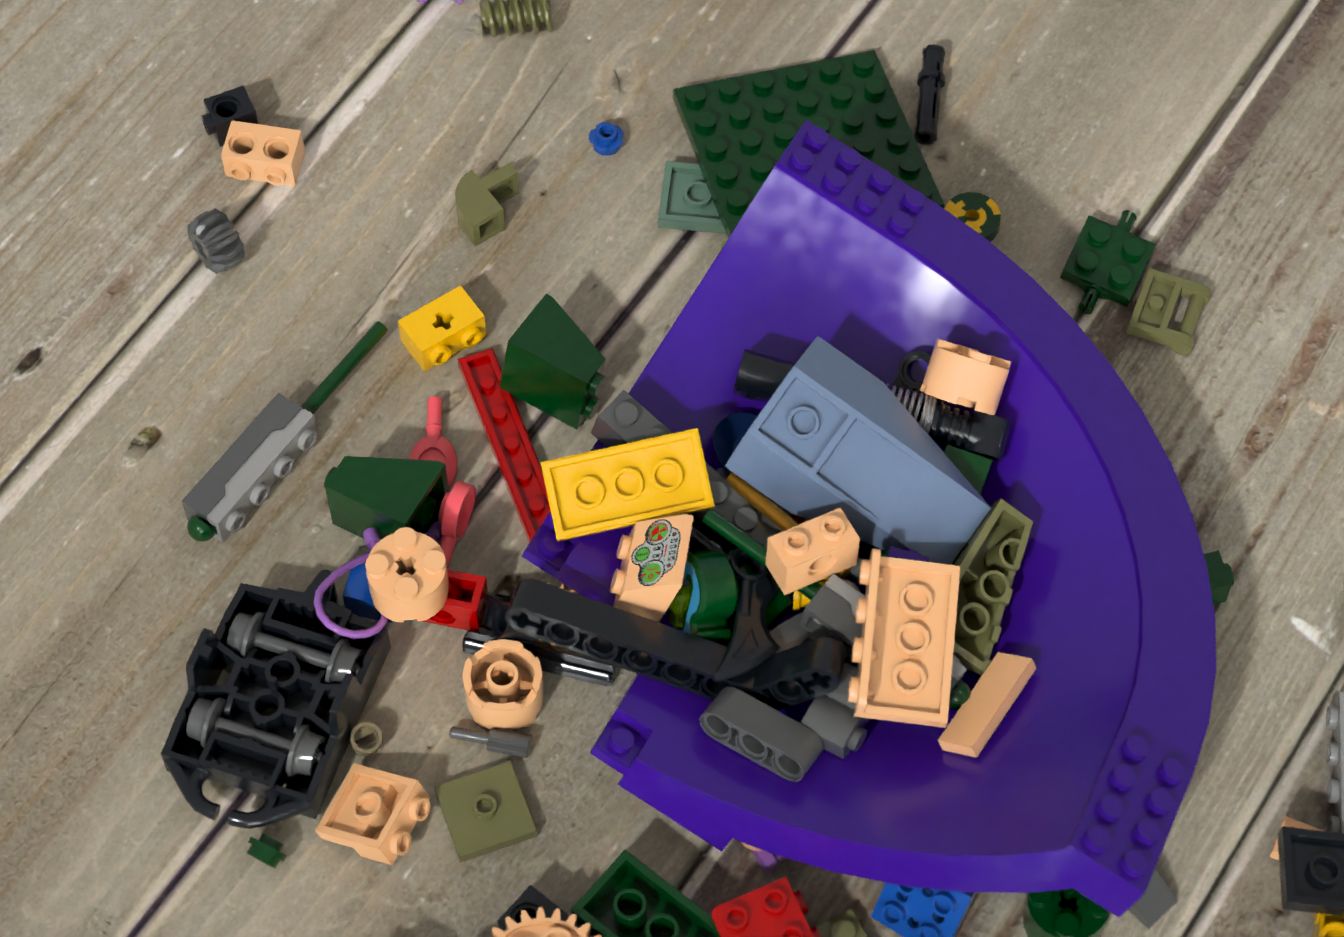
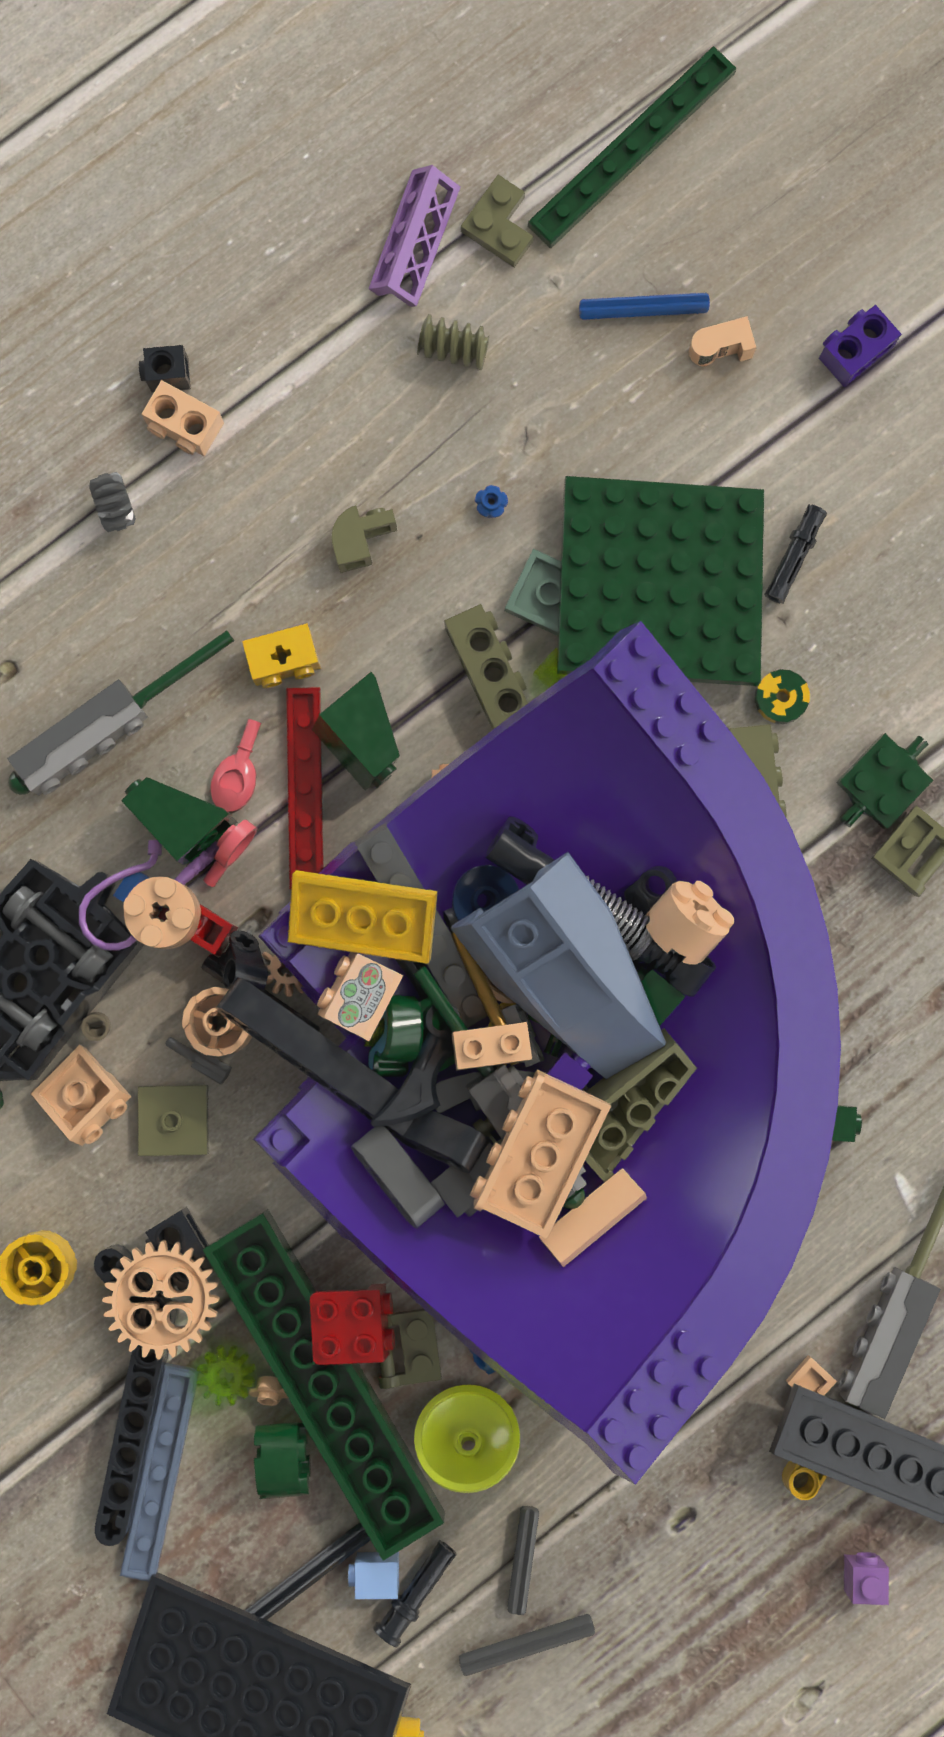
camera: 20 degrees right, 25 degrees up
(648, 278) = (462, 631): none -> olive brick

